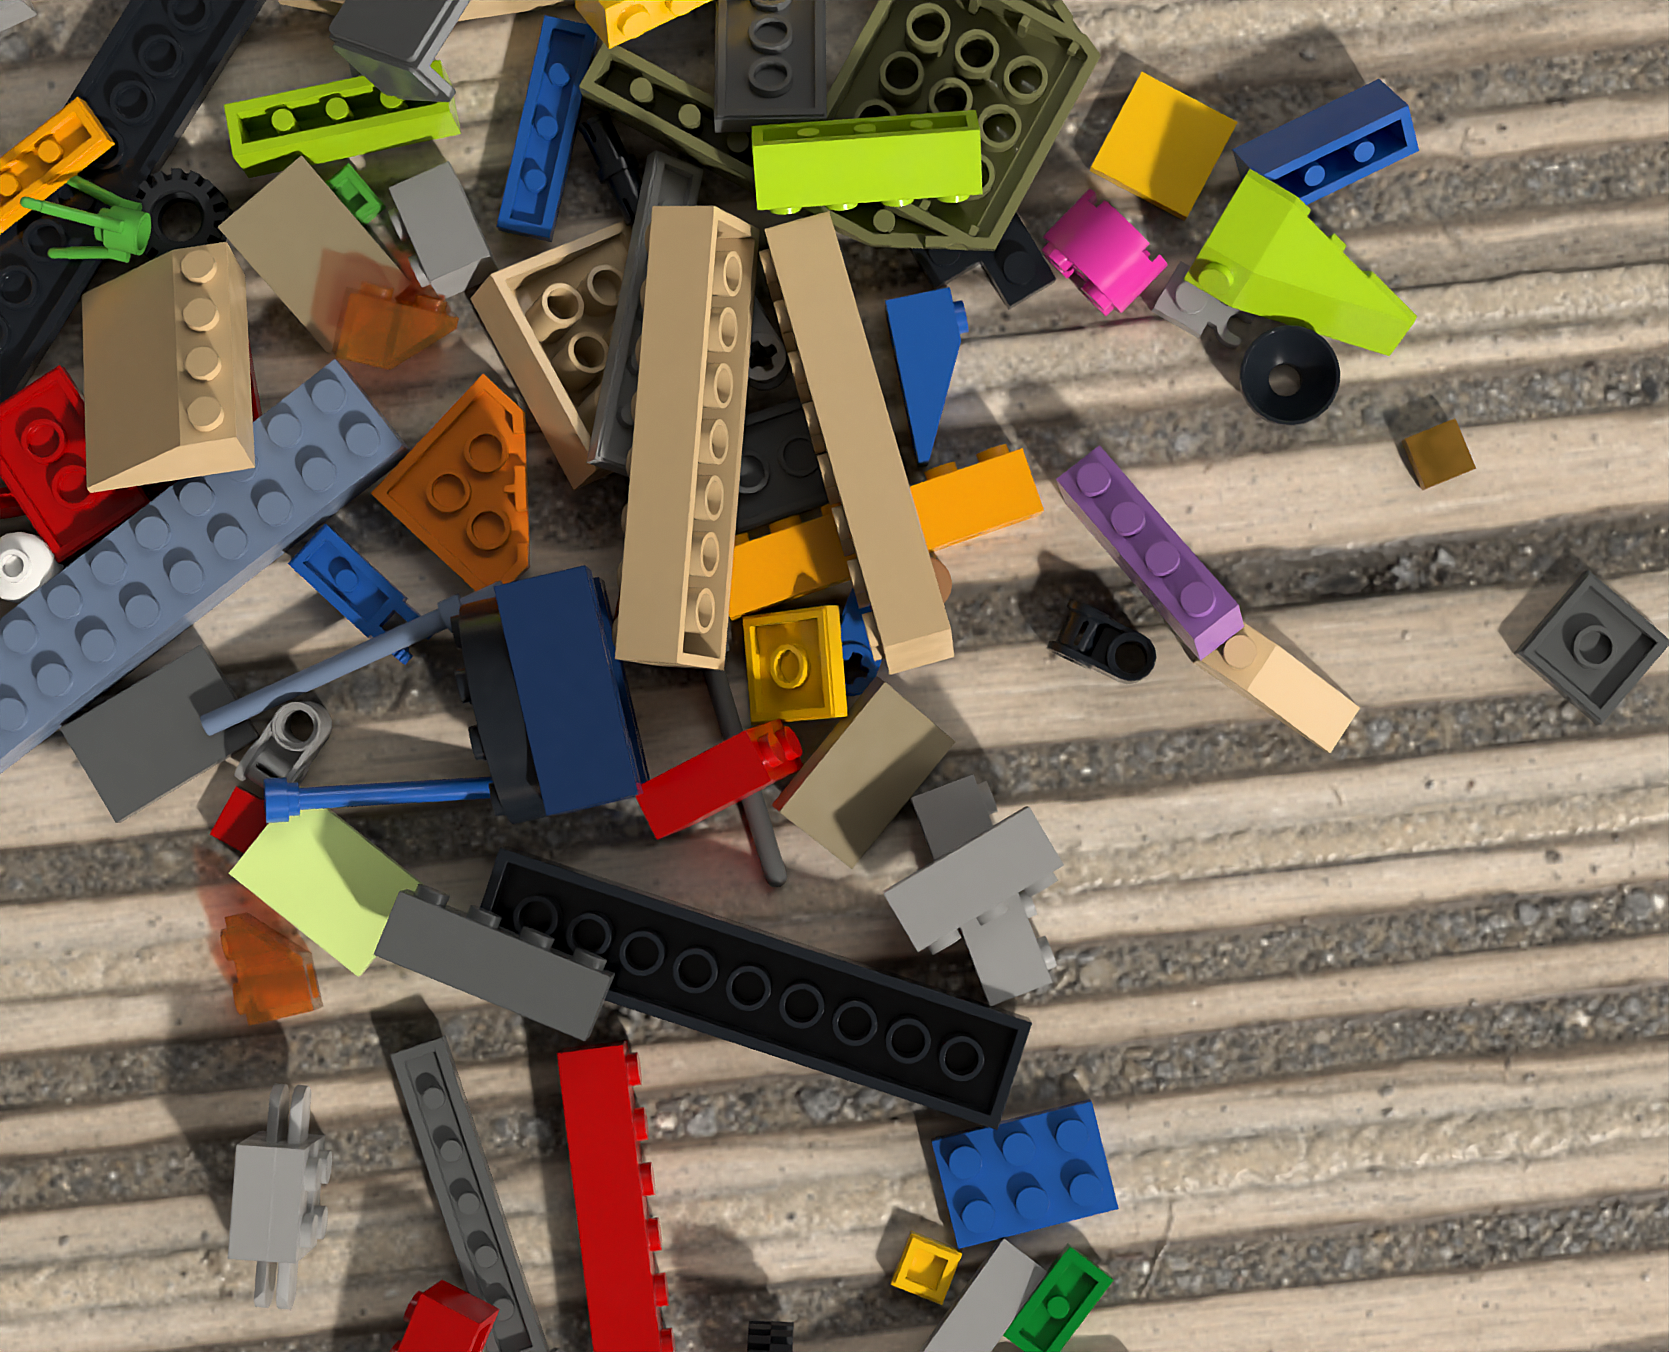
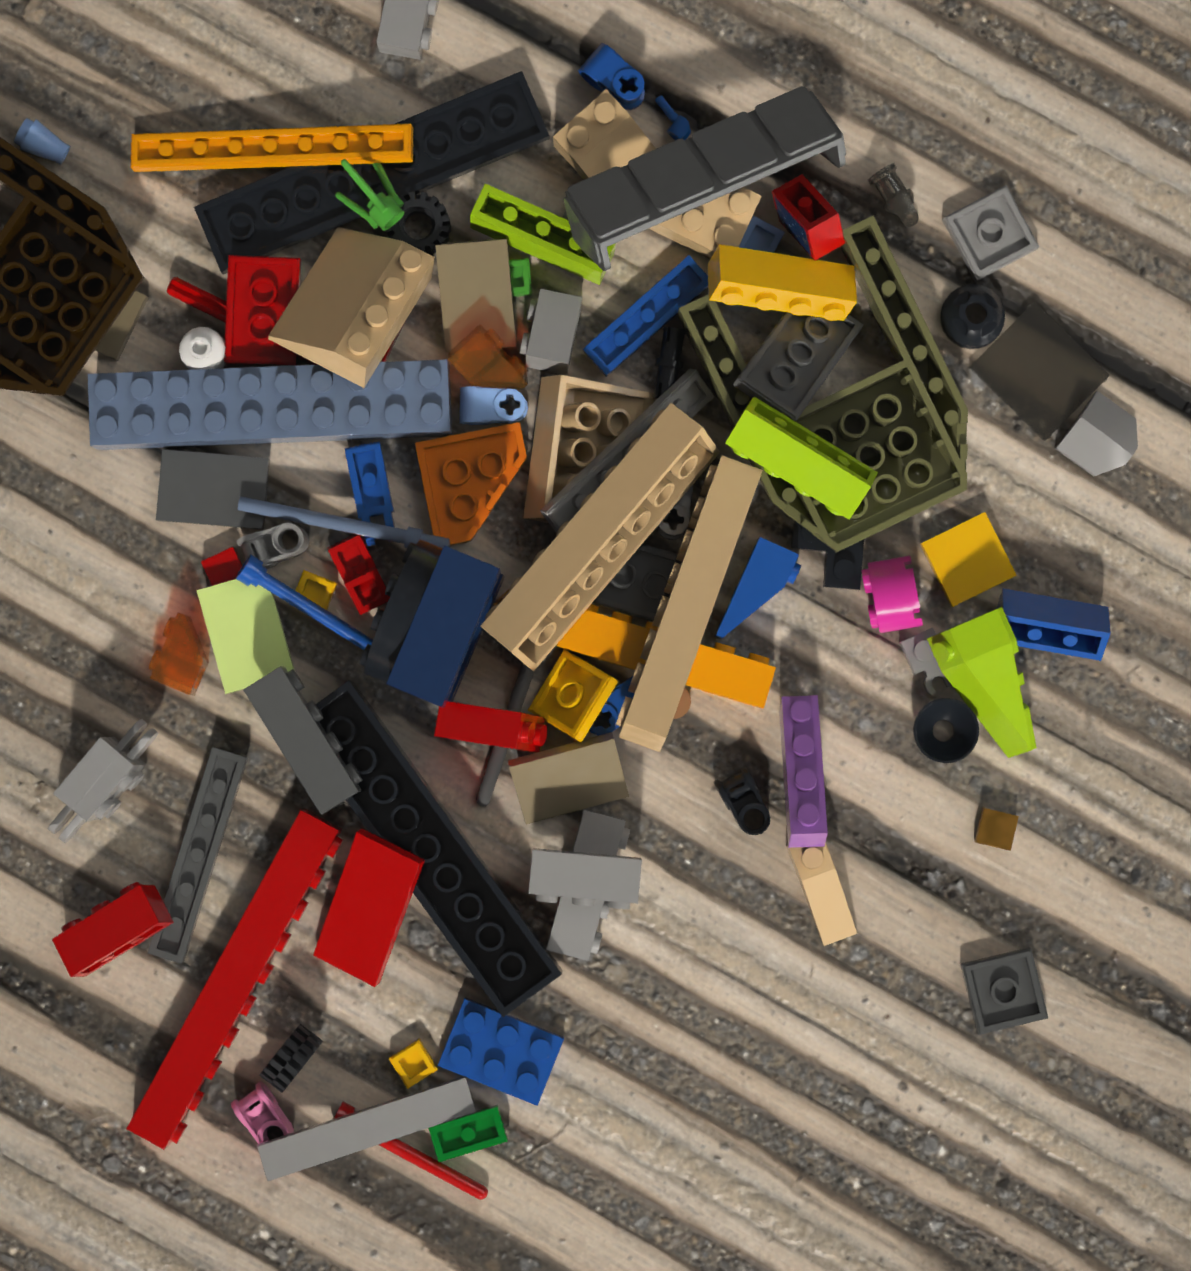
camera: 30 degrees right, 0 degrees up
(379, 763) = (316, 588): none -> yellow tile
(418, 706) = (359, 573): none -> red slope
(425, 386) = (484, 405): none -> light blue piece
(729, 1113) = (368, 907): none -> red tile

